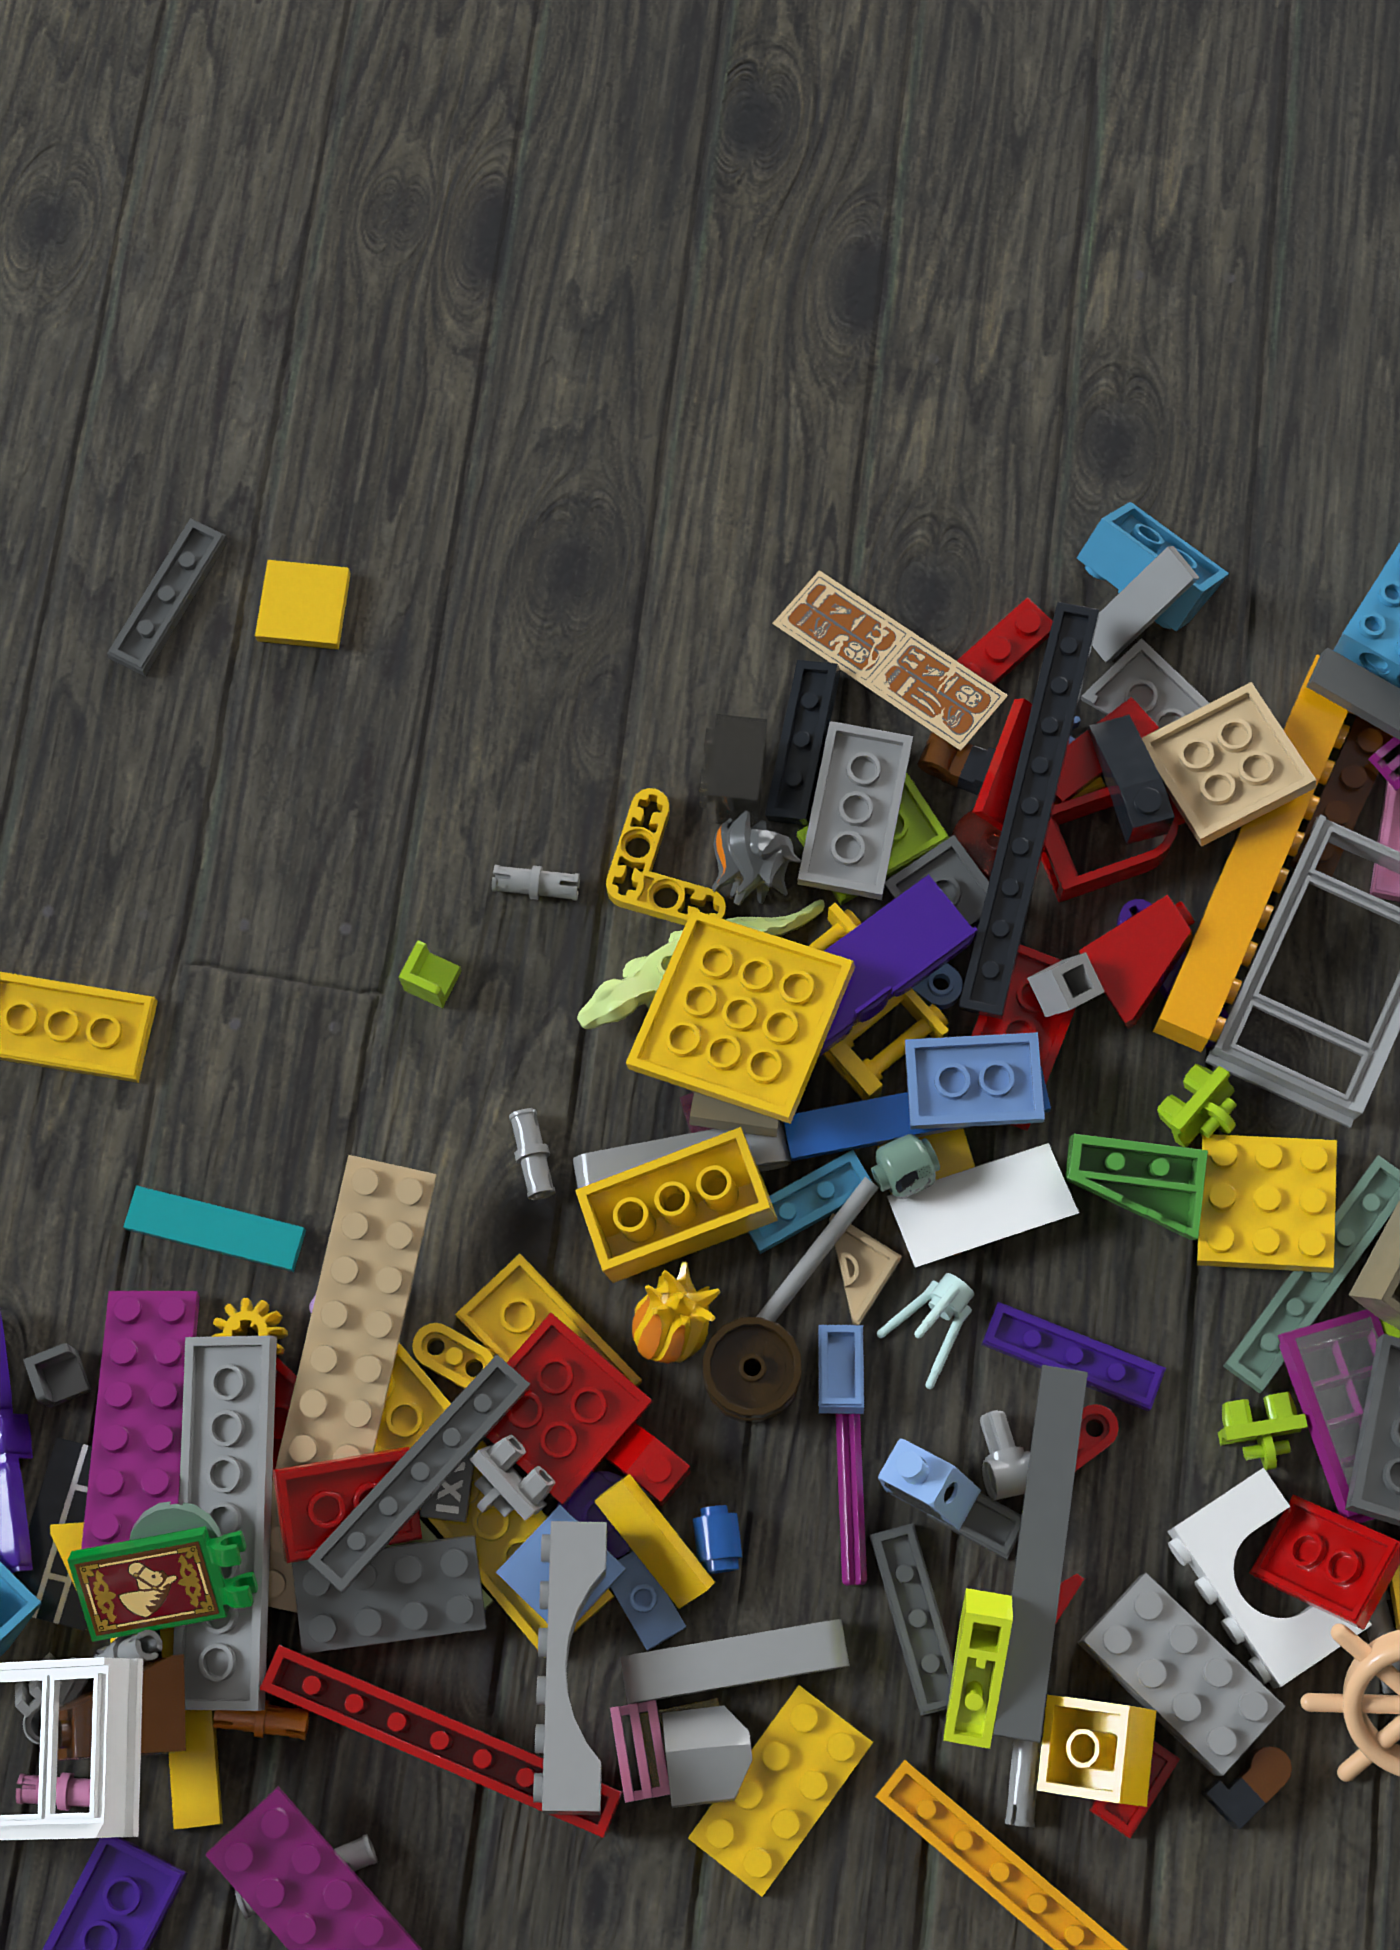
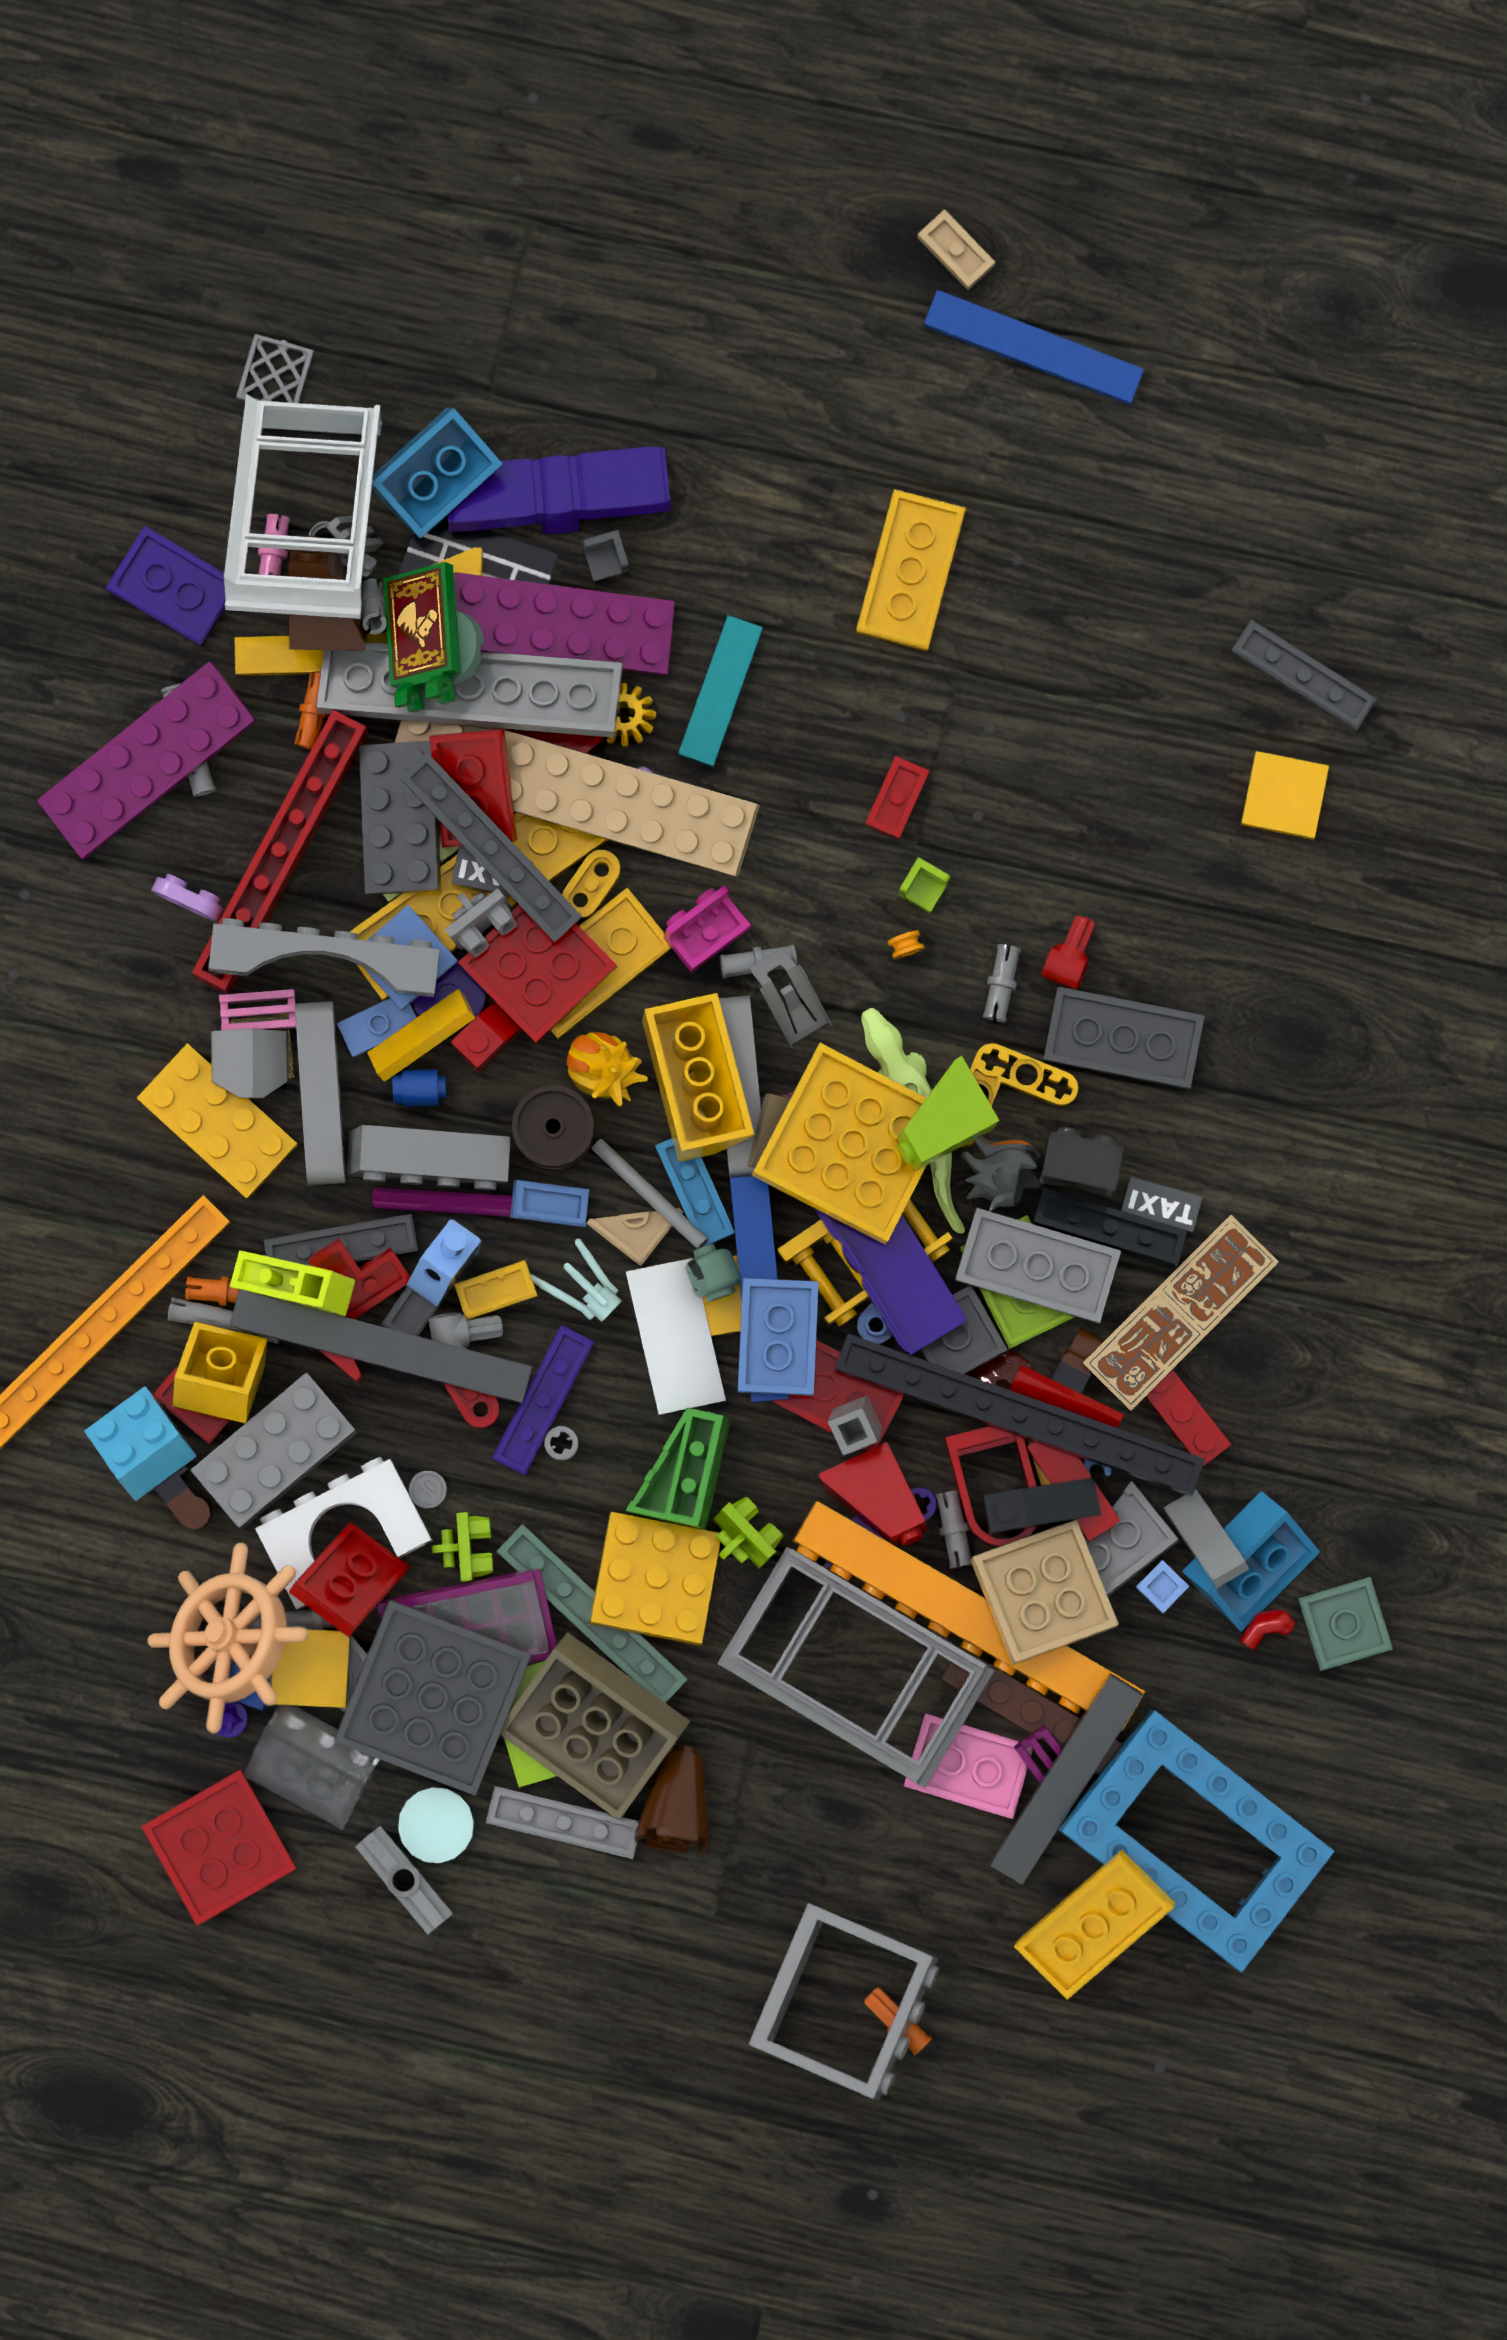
camera: 90 degrees right, 10 degrees up
(330, 1015) = (897, 798): none -> red plate
(498, 1874) = (203, 904): none -> lavender plate
(500, 989) = (906, 944): none -> light orange bush
(500, 1214) = (705, 928): none -> dark pink bracket
(507, 811) = (1067, 961): none -> red axle
(587, 746) = (1123, 1038): none -> dark grey plate
(591, 1101) = (801, 1018): none -> light grey piece
(700, 909) = (947, 1118): none -> lime slope
(771, 689) = (1162, 1204): none -> dark grey tile
(801, 1520) = (428, 1156): none -> light grey wedge
(950, 1422) = (495, 1290): none -> yellow plate
(953, 1569) = (373, 1280): none -> red plate
(991, 1773) = (211, 1290): none -> orange pin
(1133, 1322) = (555, 1433): none -> light grey bush
(1161, 879) = (954, 1529): none -> light grey pin
(1193, 654) = (1162, 1586): none -> light blue plate
(1196, 1484) = (427, 1489): none -> light grey piece
(1197, 1844) = (140, 1443): none -> medium azure brick
(1204, 470) = (1345, 1624): none -> sand green tile
(1217, 547) = (1265, 1623): none -> red arm

